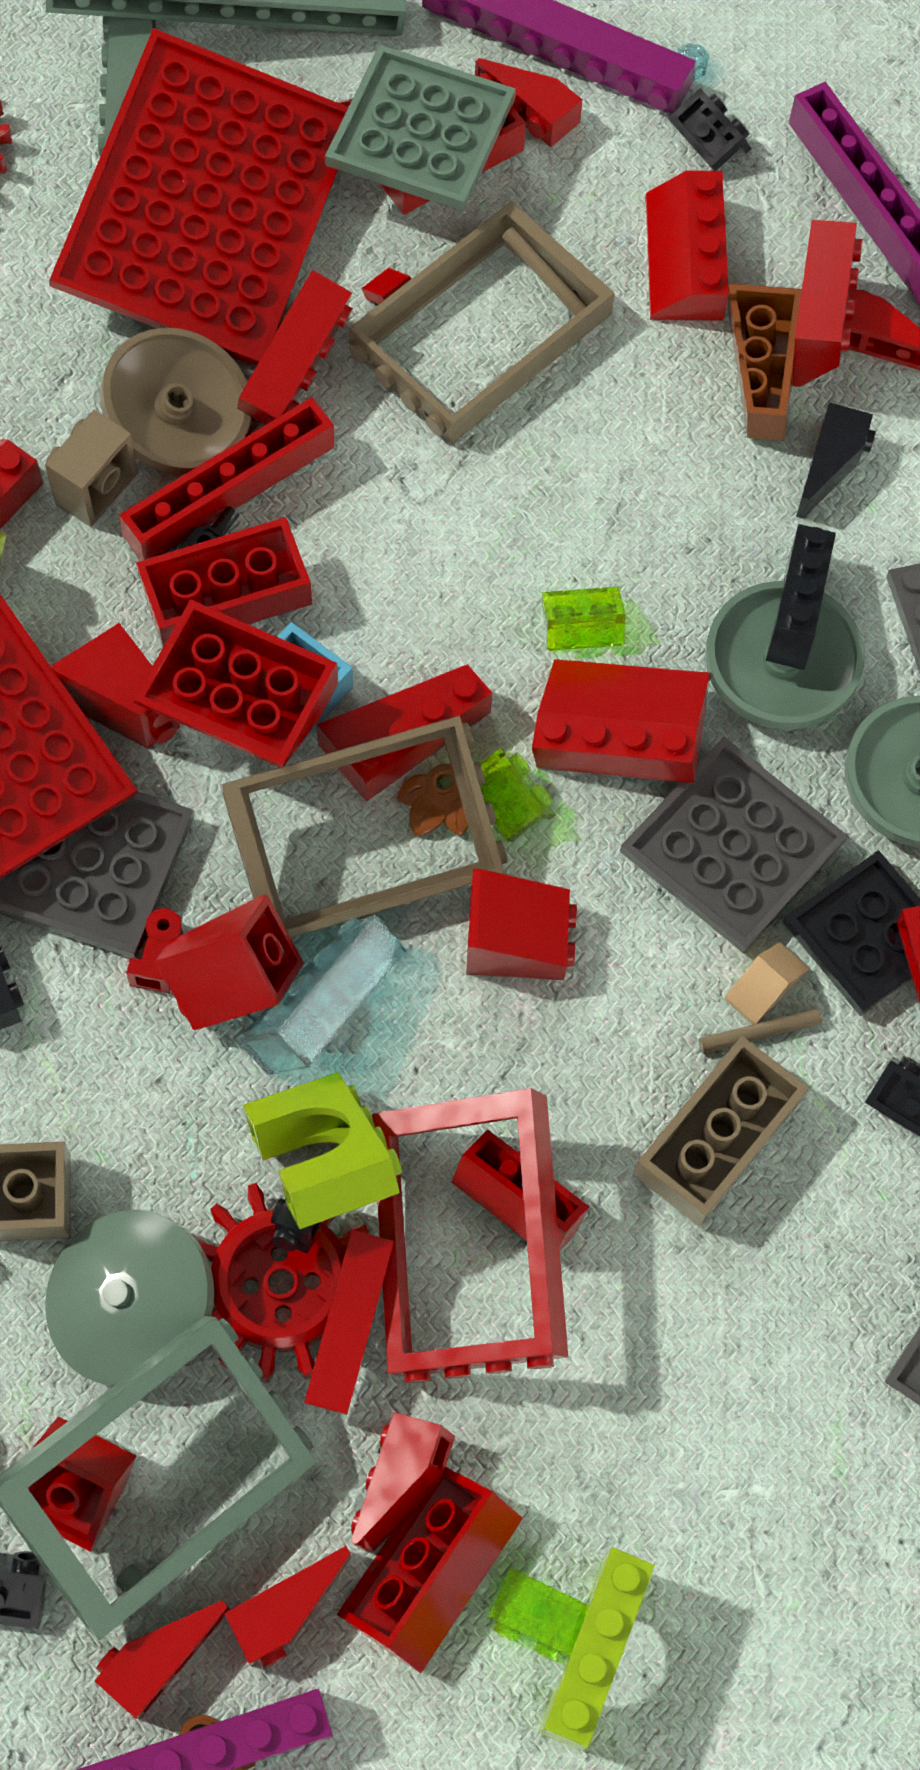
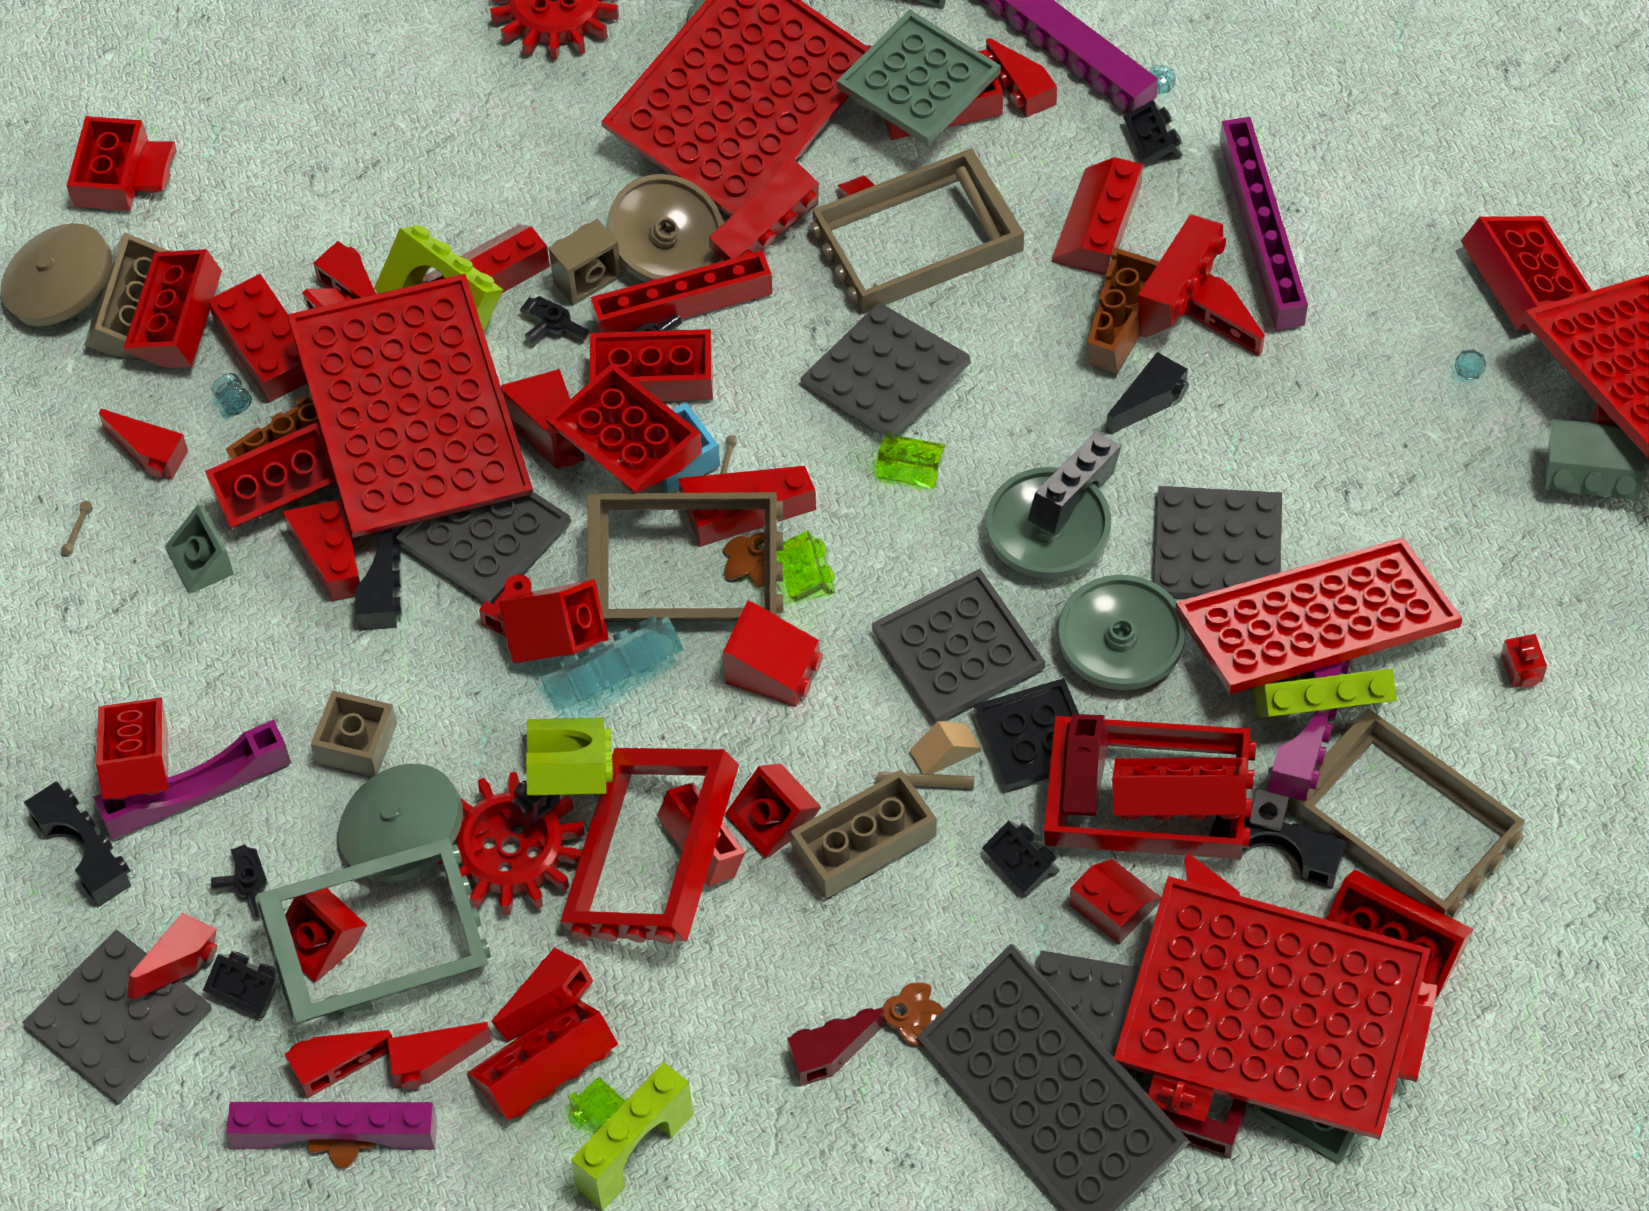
camera: 25 degrees right, 10 degrees down
(72, 552) = (551, 319): none -> black piece
(349, 1322) = (544, 877): red tile -> none
(355, 653) = (731, 441): none -> dark tan hinge
(511, 511) = (885, 370): none -> dark grey plate
(595, 1129) = (771, 808): none -> red slope
(621, 720) = (906, 537): red slope -> none
(782, 1437) = (825, 1050): none -> dark red slope
(872, 1348) = (917, 1008): none -> dark orange plate

